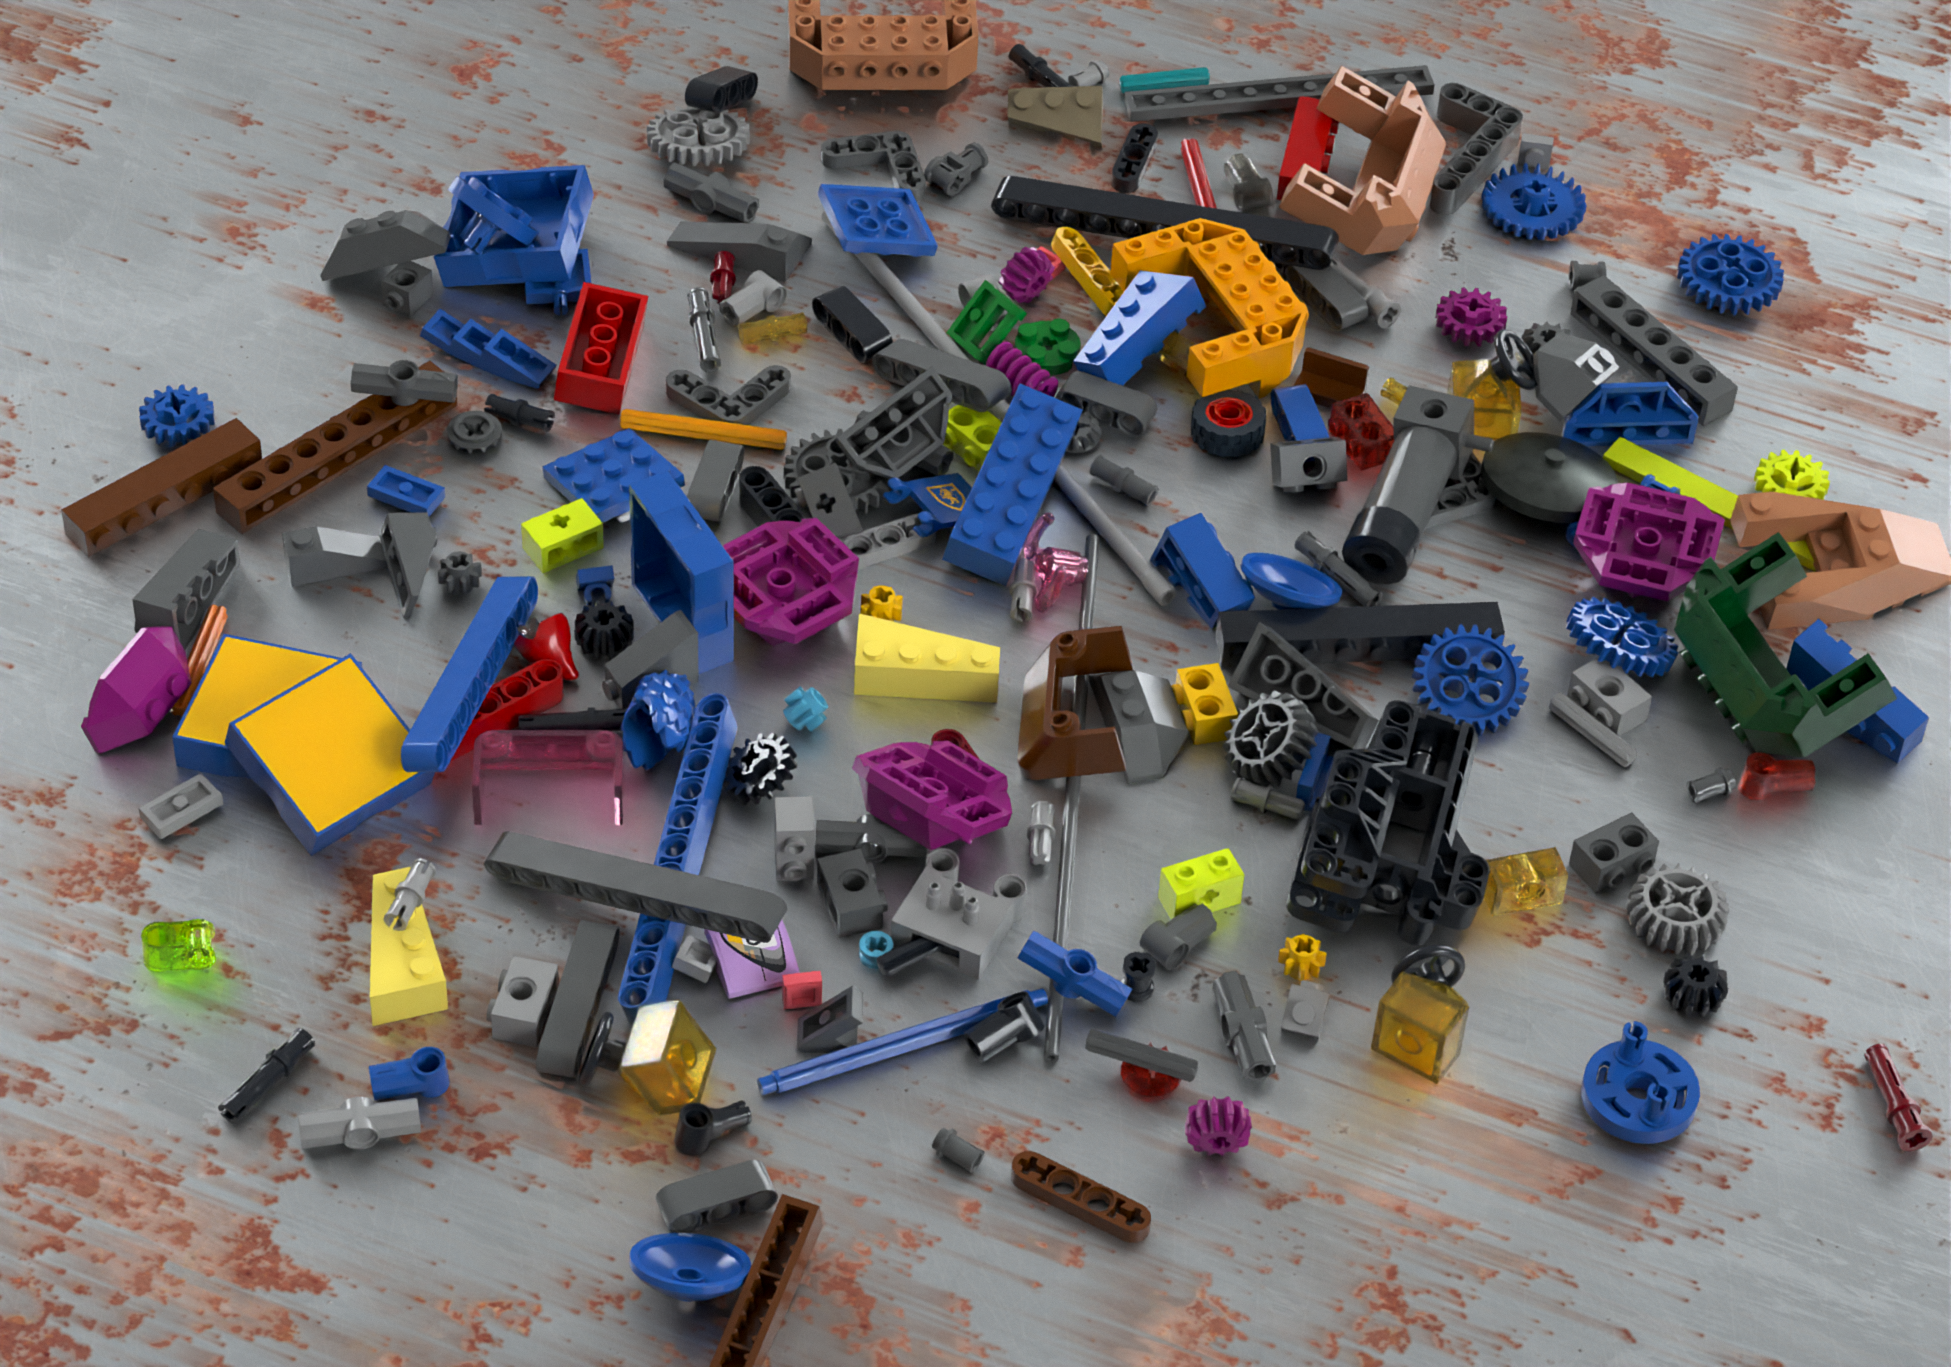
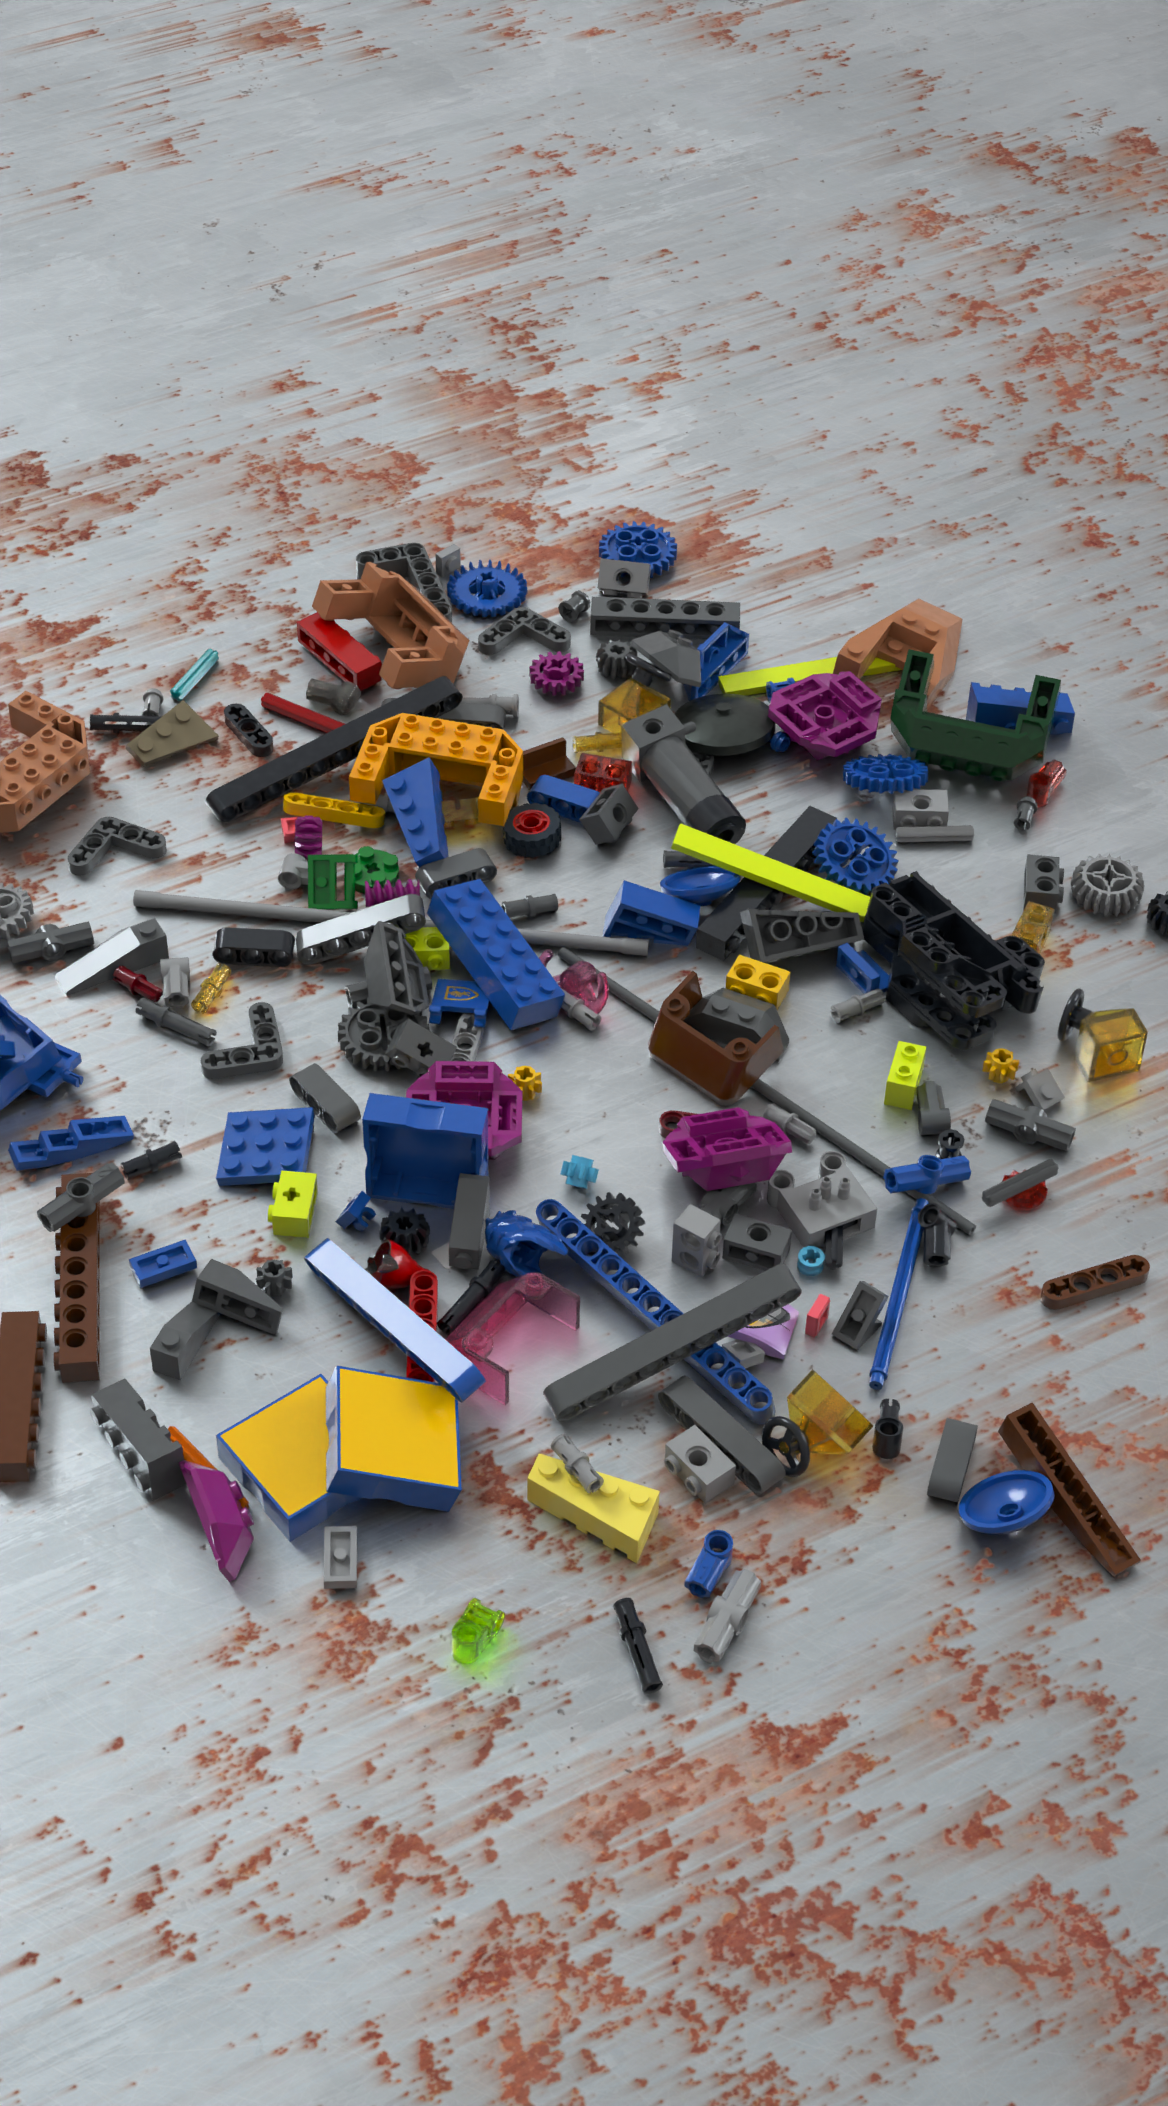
camera: 50 degrees left, 0 degrees up
(473, 422) = (152, 1189): dark grey gear -> none
(601, 348) = (143, 1081): red brick -> none
(703, 429) = (266, 1077): light orange axle -> none
(765, 498) = (362, 1079): black beam -> none
(877, 220) = (177, 876): blue plate -> none
(922, 663) = (593, 1094): light yellow wedge -> none
(954, 170) = (166, 814): dark grey connector -> none
(957, 1149) = (1012, 1317): dark grey pin -> none
(1218, 1126) = (1105, 1181): magenta gear -> none
(1258, 94) = (264, 636): dark grey plate -> none
(1277, 743) = (834, 959): dark grey gear -> none
(1347, 607) = (769, 872): none -> neon yellow tile
(1461, 250) = (524, 622): none -> dark grey beam
(1683, 292) = (611, 570): none -> light grey brick
(1792, 475) = (826, 631): neon yellow gear -> none

